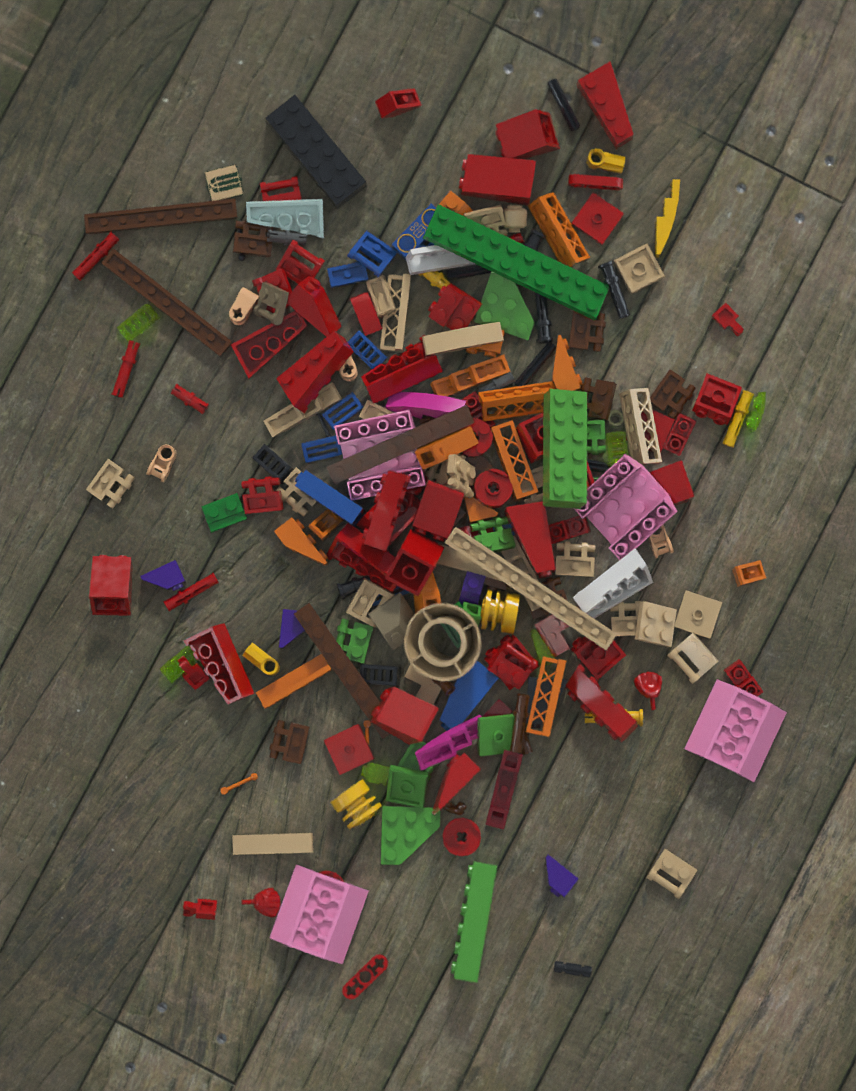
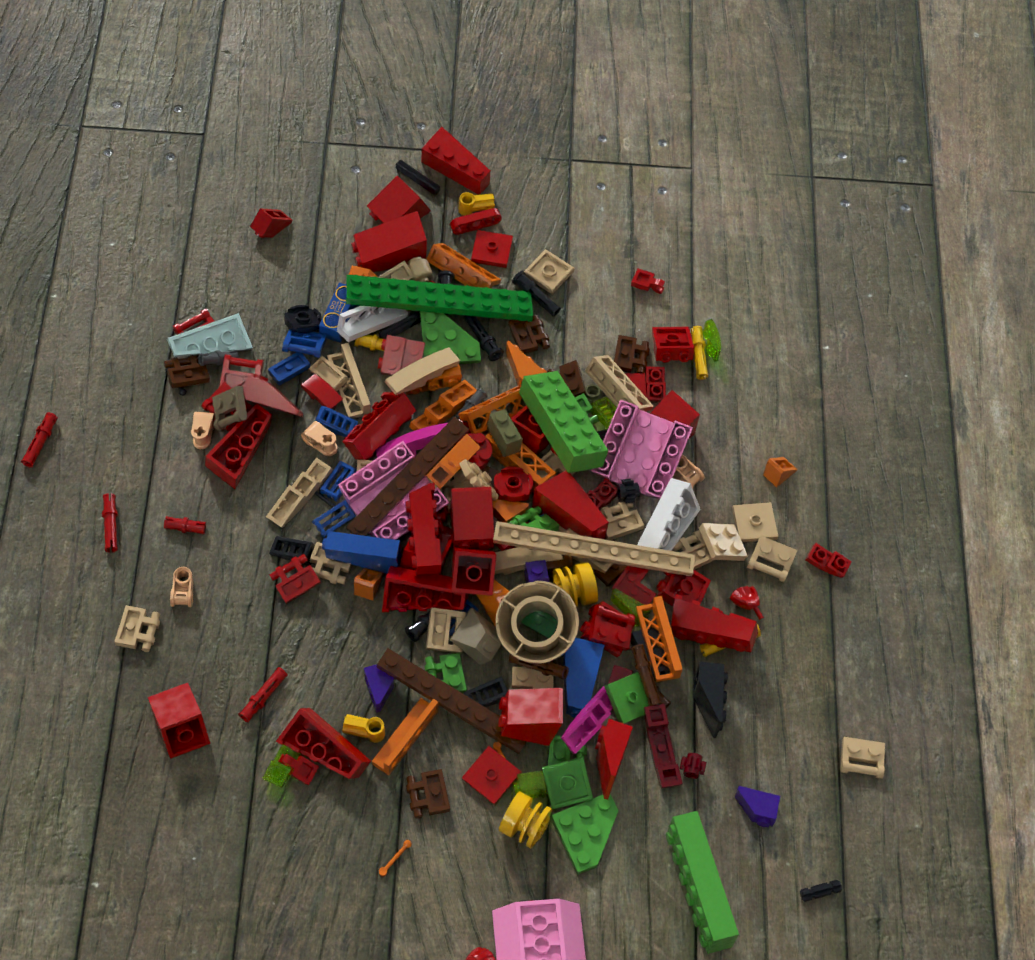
camera: 30 degrees left, 25 degrees down
(154, 317) = (103, 470): clear neon green slope -> none
(160, 216) = (89, 385): reddish brown plate -> none
(166, 302) = (126, 452): reddish brown plate -> none
(167, 576) = (230, 690): dark purple slope -> none
(224, 183) = (139, 340): piece -> none
(224, 512) = (263, 611): green plate -> none
(273, 843) = (458, 899): tan slope -> none
(296, 540) = (350, 606): orange slope -> none
(314, 370) = (296, 447): red wedge -> none
(316, 152) = (214, 283): black brick -> none
(382, 226) = (302, 319): none -> black tile
(455, 809) = (628, 785): reddish brown arm -> none
(472, 838) = (648, 822): red plate -> none
(507, 436) = (504, 433): none -> olive brick
(521, 817) = (693, 765): none -> dark red gear
(536, 364) = (498, 376): black axle -> none
(567, 760) = (710, 694): none -> black slope
(595, 537) = (628, 490): none -> black gear
(664, 224) = (551, 224): yellow slope -> none
(735, 730) = (846, 601): bright pink slope -> none

